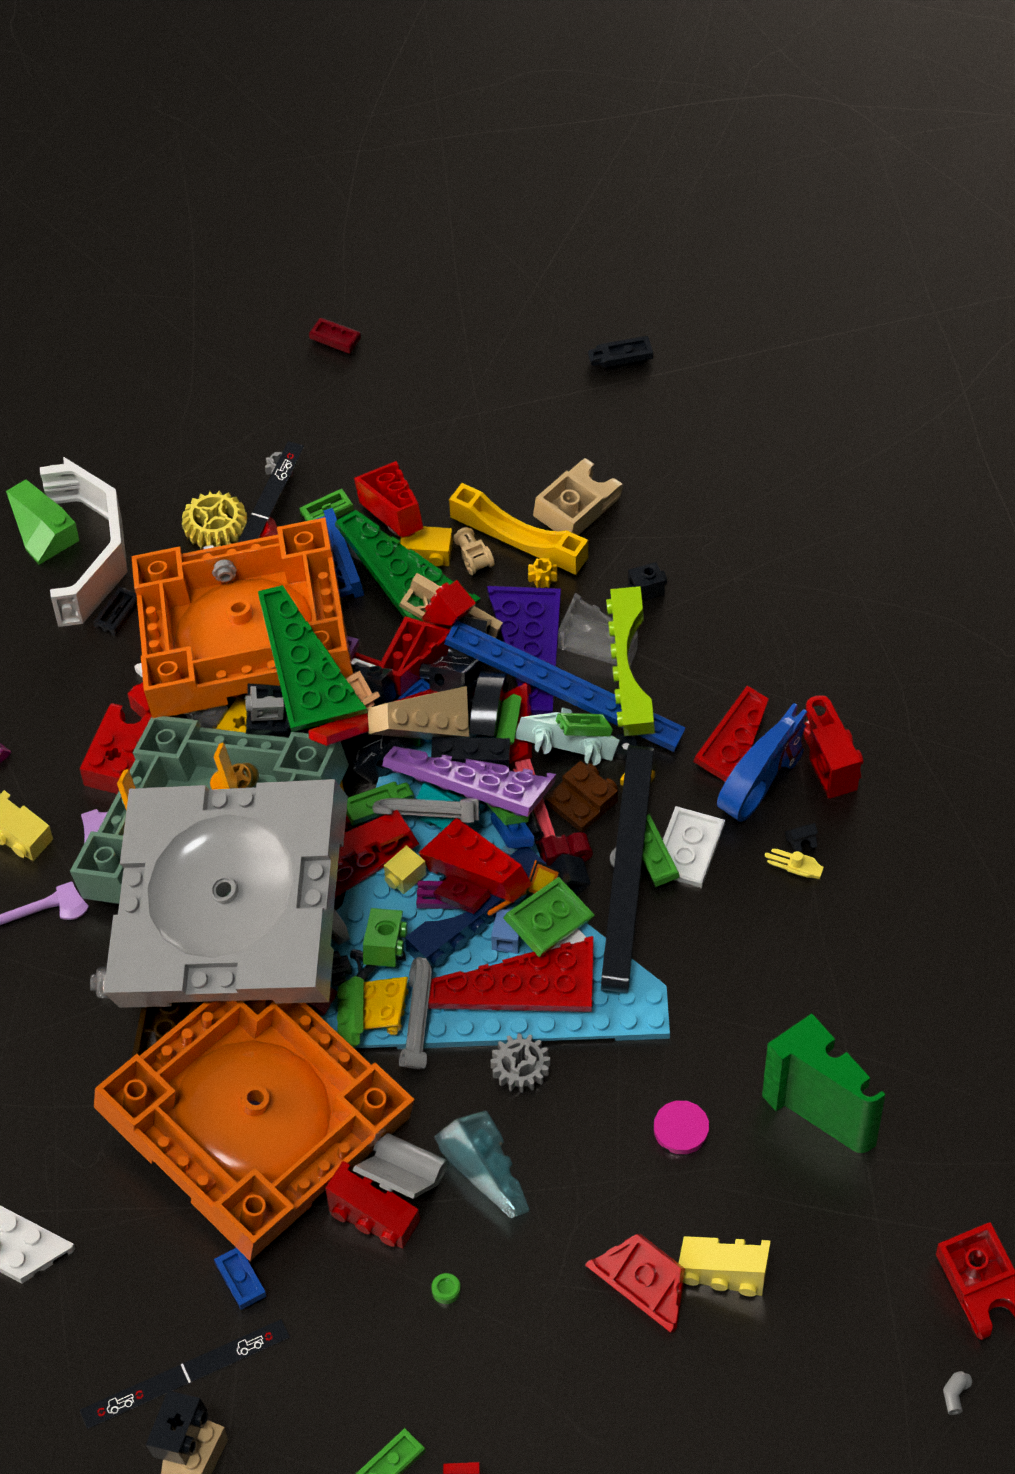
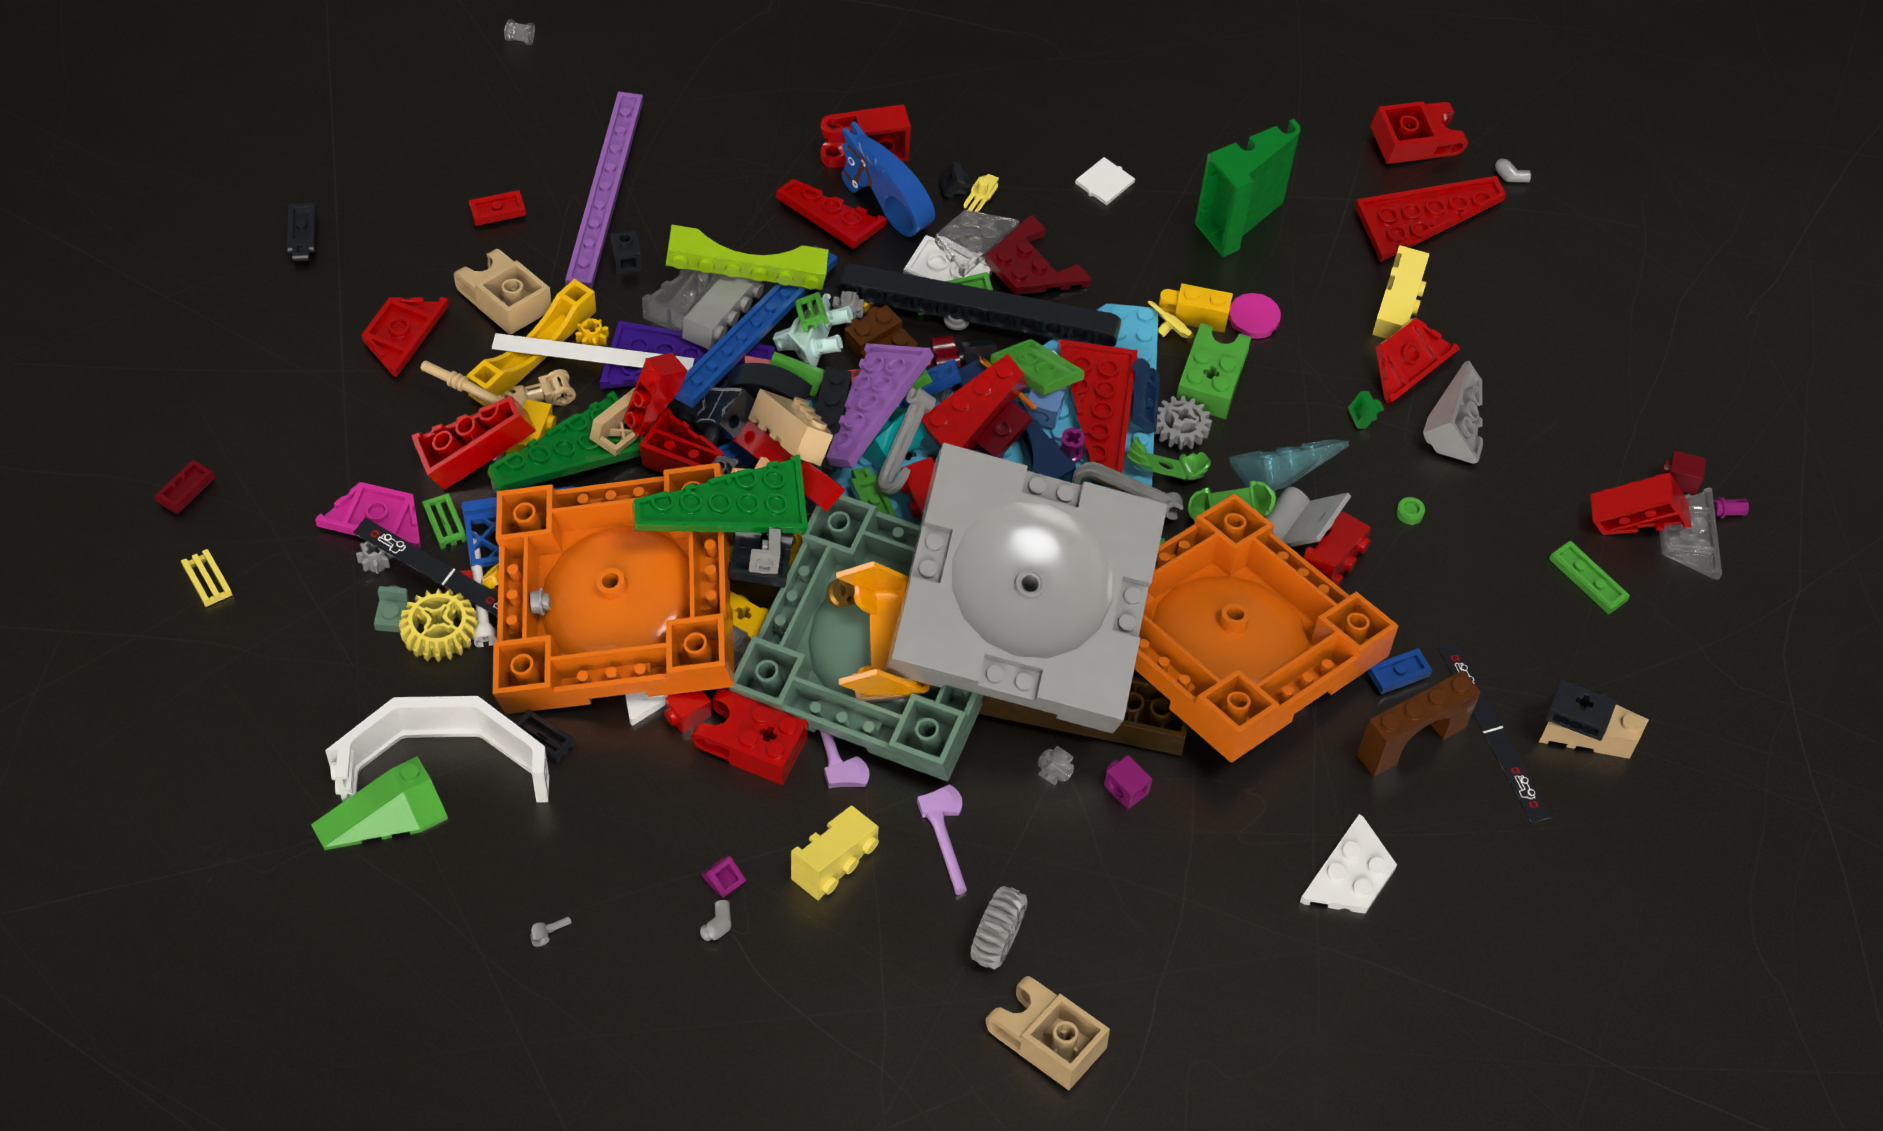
camera: 90 degrees left, 0 degrees up
(95, 1042) = (1127, 781): none -> magenta brick
(150, 1262) = (1443, 706): none -> reddish brown arch
(235, 487) = (390, 607): none -> sand green bracket
(247, 367) = (198, 561): none -> light yellow tile
(322, 461) = (381, 505): none -> dark pink wing
(421, 1089) = (1258, 496): none -> bright green piece
(442, 517) = (461, 383): none -> tan dish
(457, 1027) = (1186, 468): none -> bright green piece
(462, 957) = (1072, 443): none -> magenta bush
(516, 574) = (577, 351): none -> white sticker
(524, 440) = (401, 329): none -> red wing
(534, 1018) = (1145, 396): none -> dark blue plate
(566, 1237) = (1364, 409): none -> green tile
(568, 1330) = (1456, 418): none -> light grey wedge
(583, 657) = (720, 309): none -> light grey brick
(589, 1085) = (1213, 371): none -> bright green brick
(612, 762) = (849, 299): none -> light grey gear
(651, 1044) = (1171, 322): none -> light yellow piece
(673, 1067) = (1197, 306): none -> yellow brick
(680, 481) = (497, 208): none -> red plate
(699, 905) = (1025, 268): none -> dark red wing
(724, 555) = (604, 189): none -> medium lavender plate
(725, 858) = (971, 237): none -> clear wing
(842, 976) = (1105, 181): none -> white piece
(859, 1282) = (1421, 213): none -> red wing
(907, 459) = (519, 32): none -> clear bush

